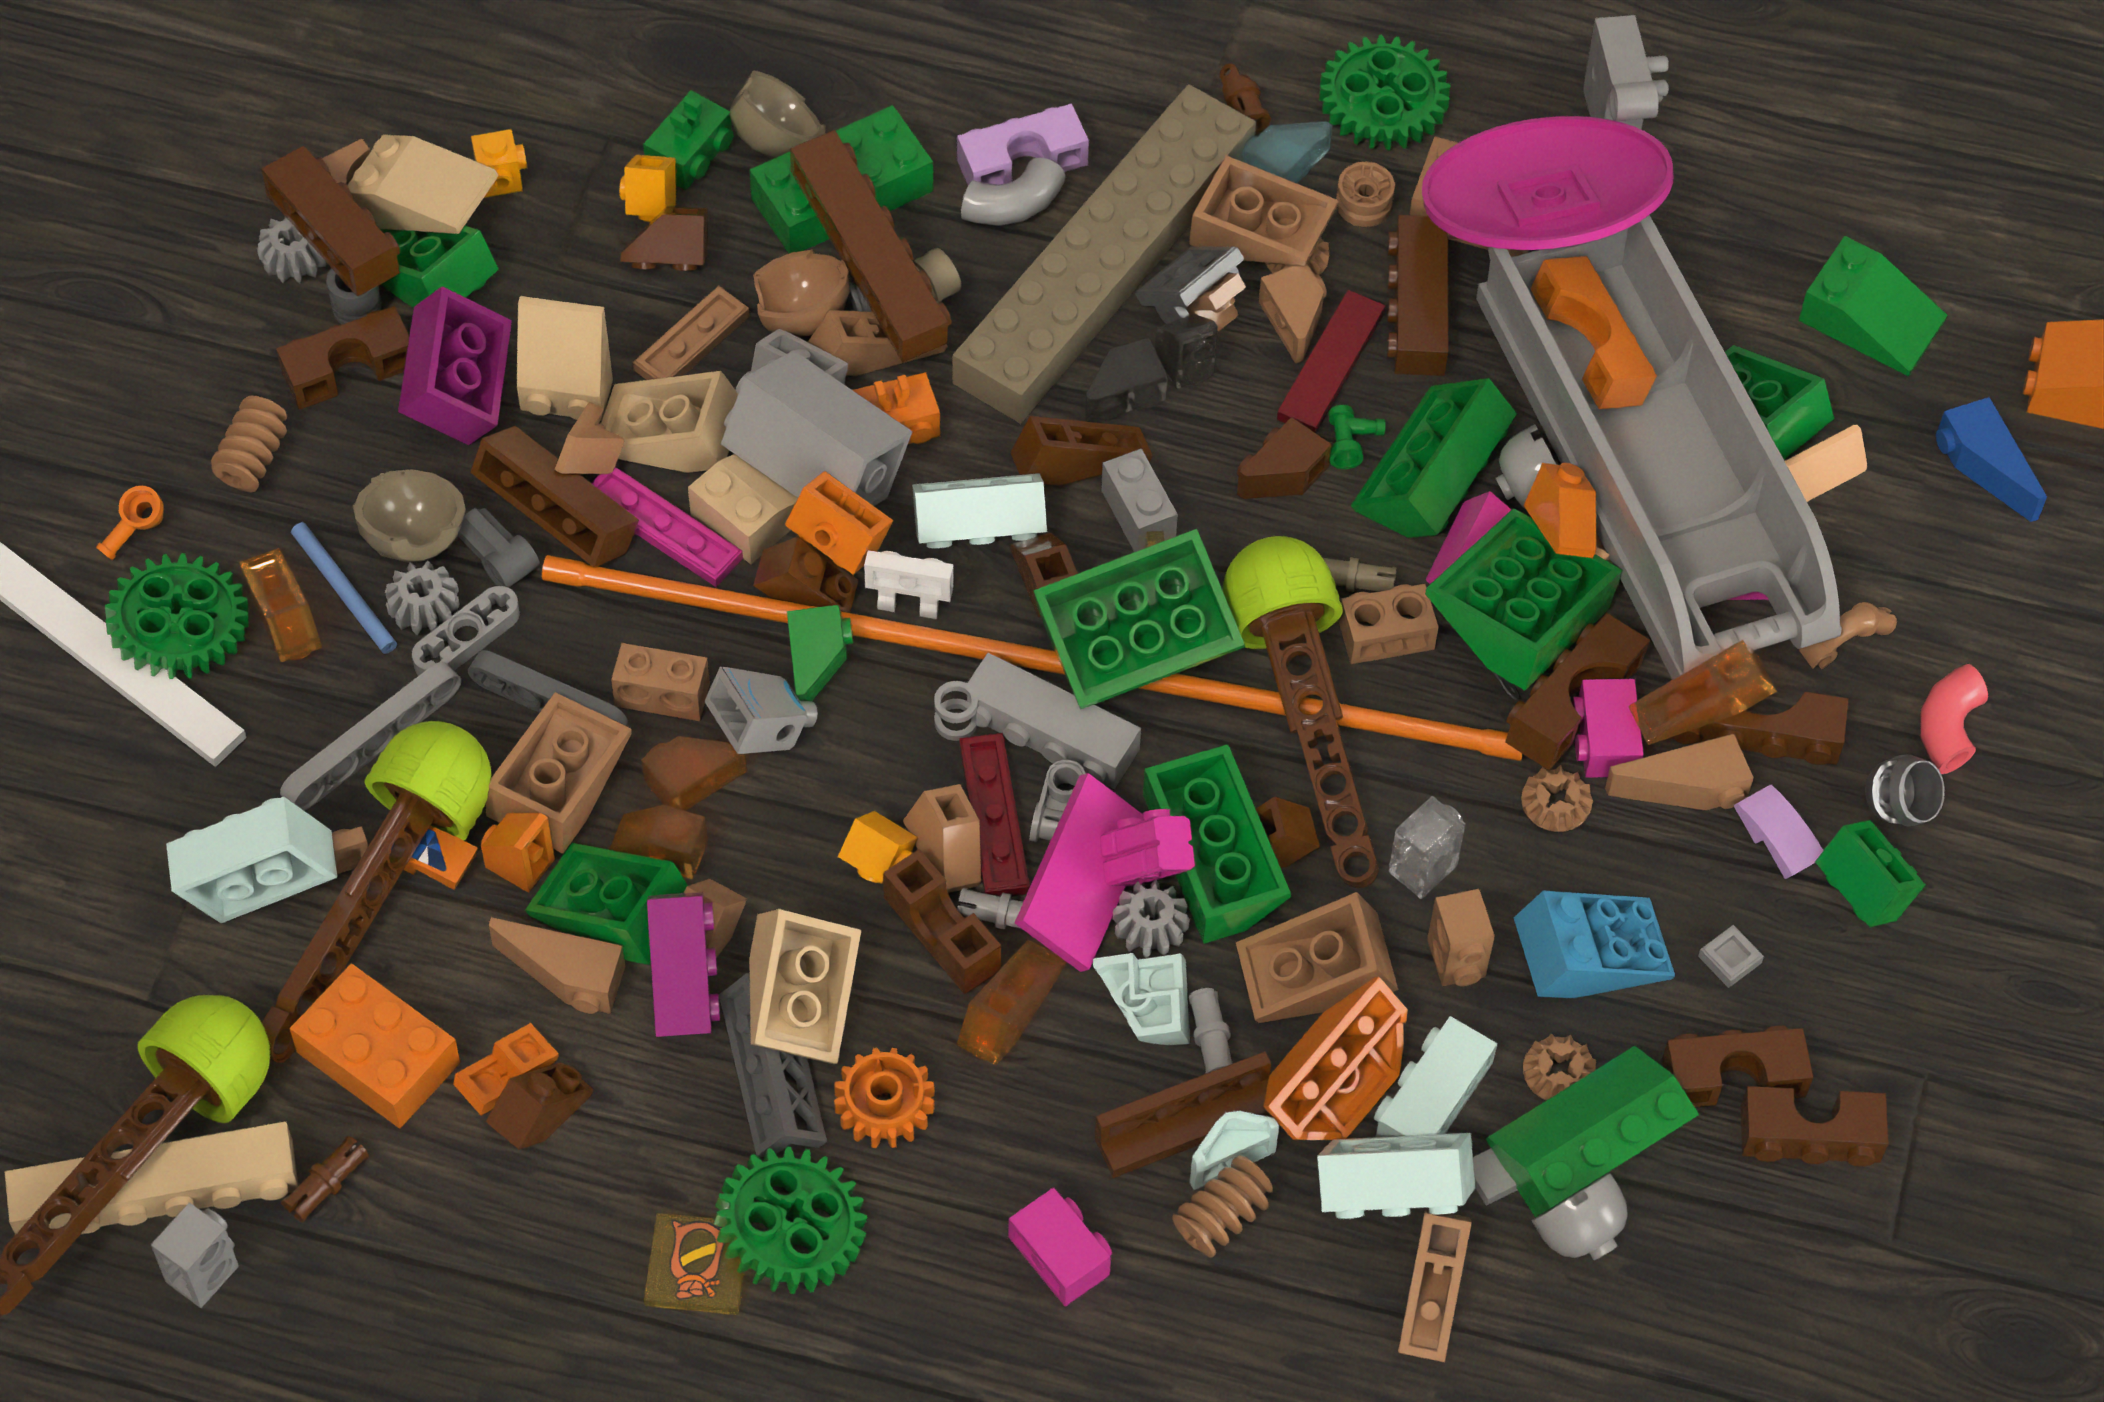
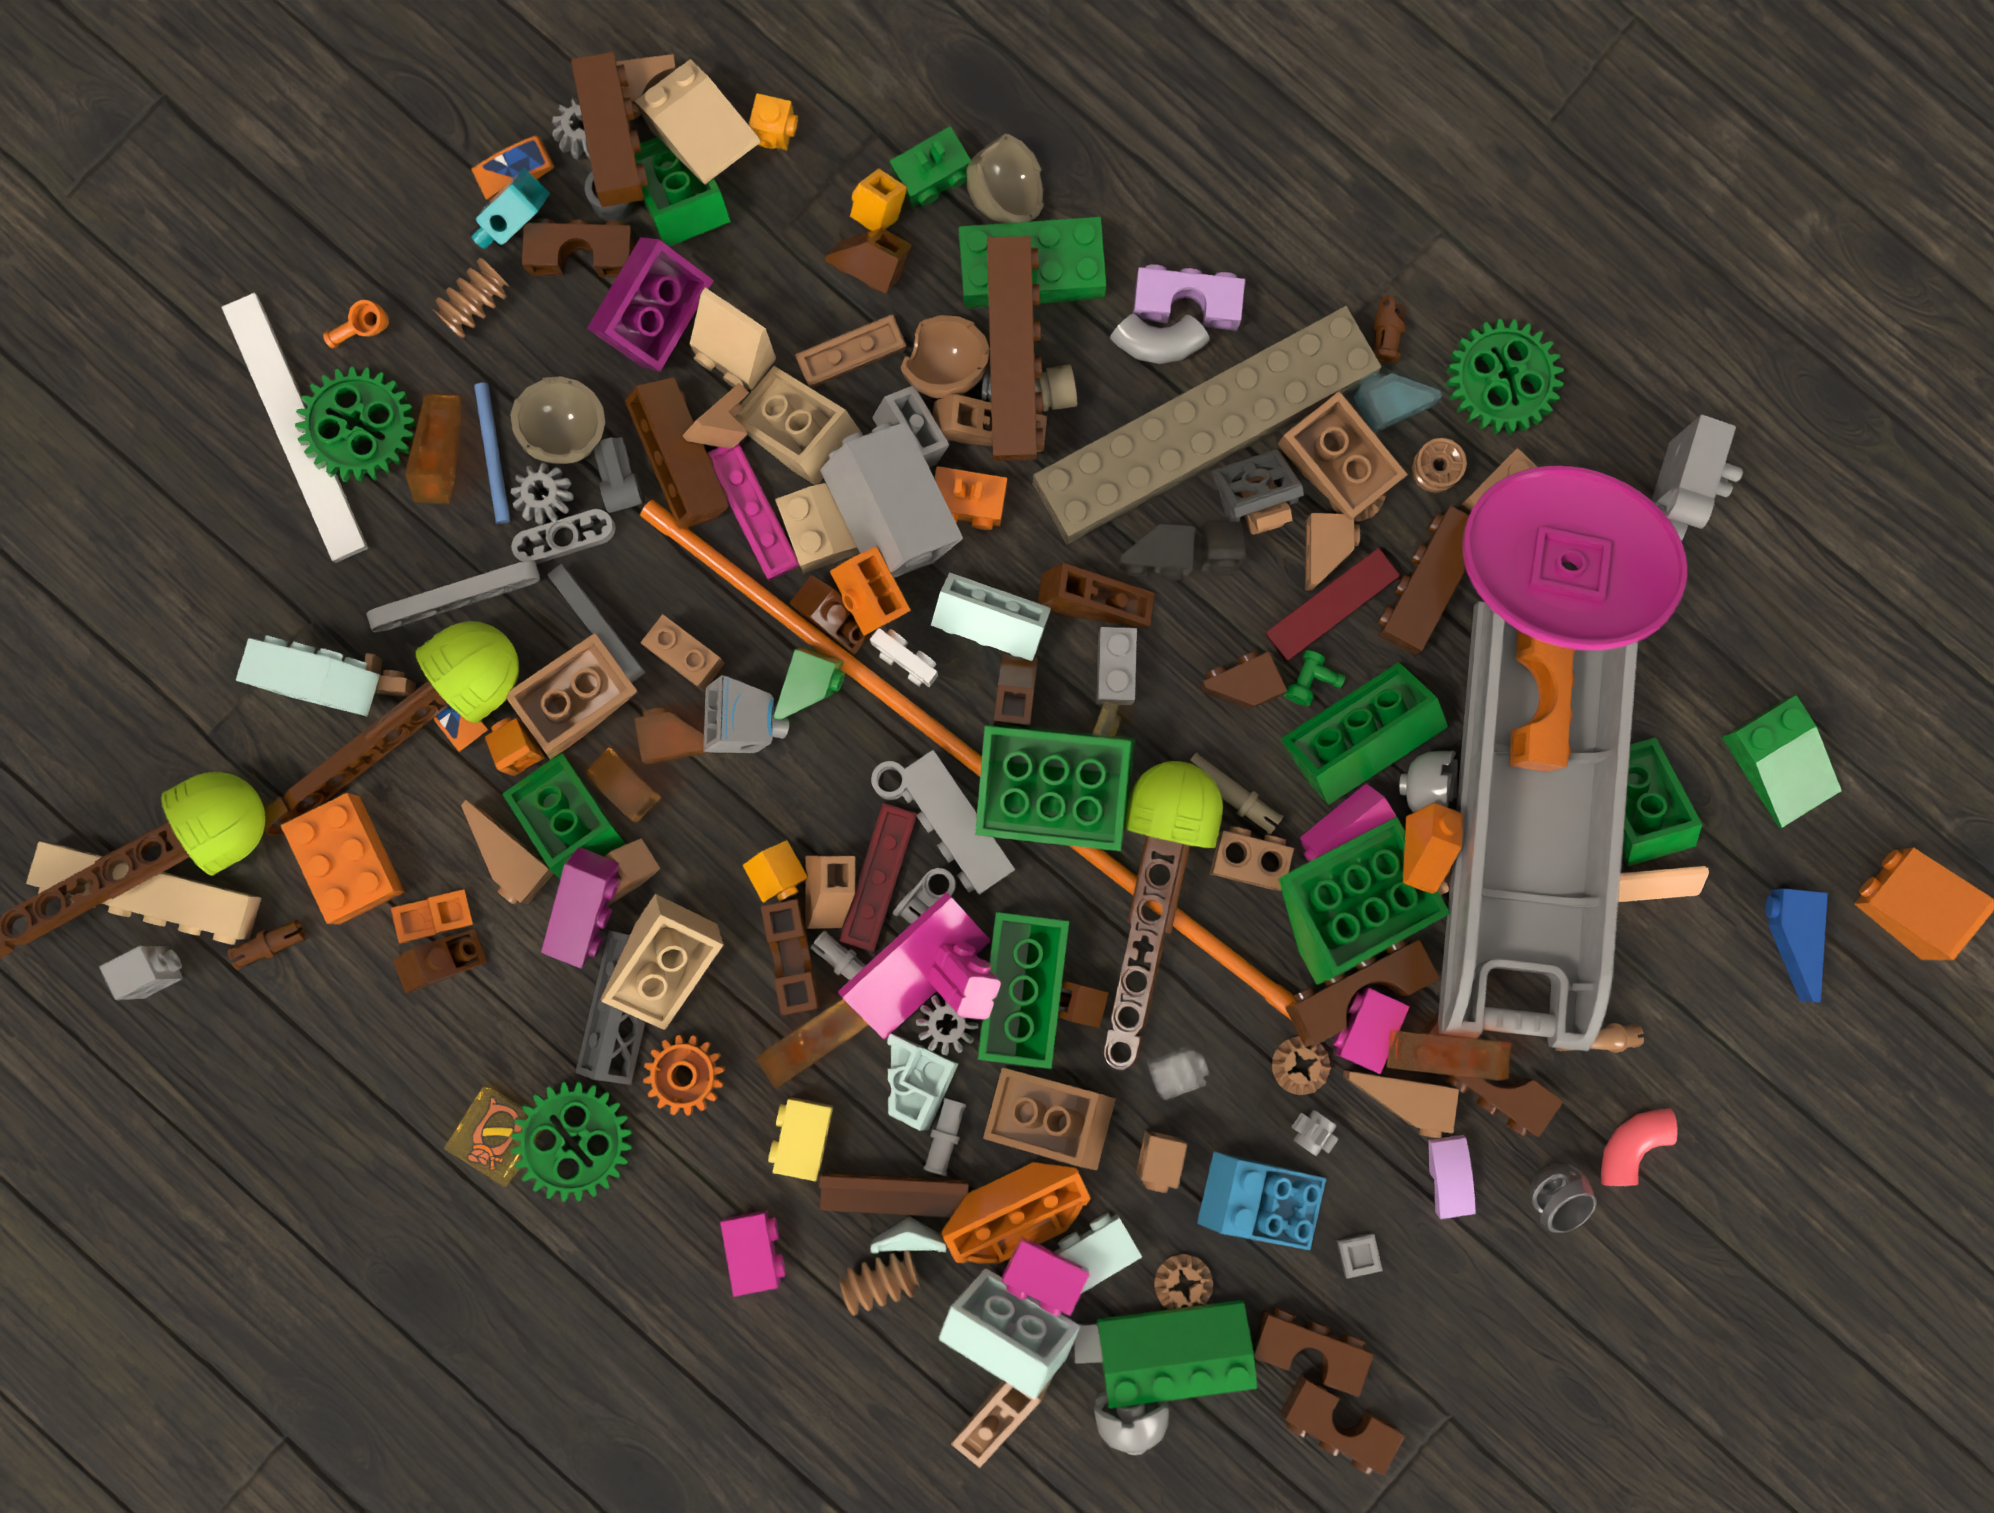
camera: 25 degrees right, 25 degrees up
(231, 312) = (504, 165): none -> slope
(263, 328) = (509, 209): none -> torso
(1053, 1103) = (801, 1138): none -> light yellow brick
(1402, 1097) = (1045, 1277): none -> dark pink brick
(1610, 849) = (1315, 1133): none -> light grey gear
(1870, 873) = (1498, 1251): green brick -> none

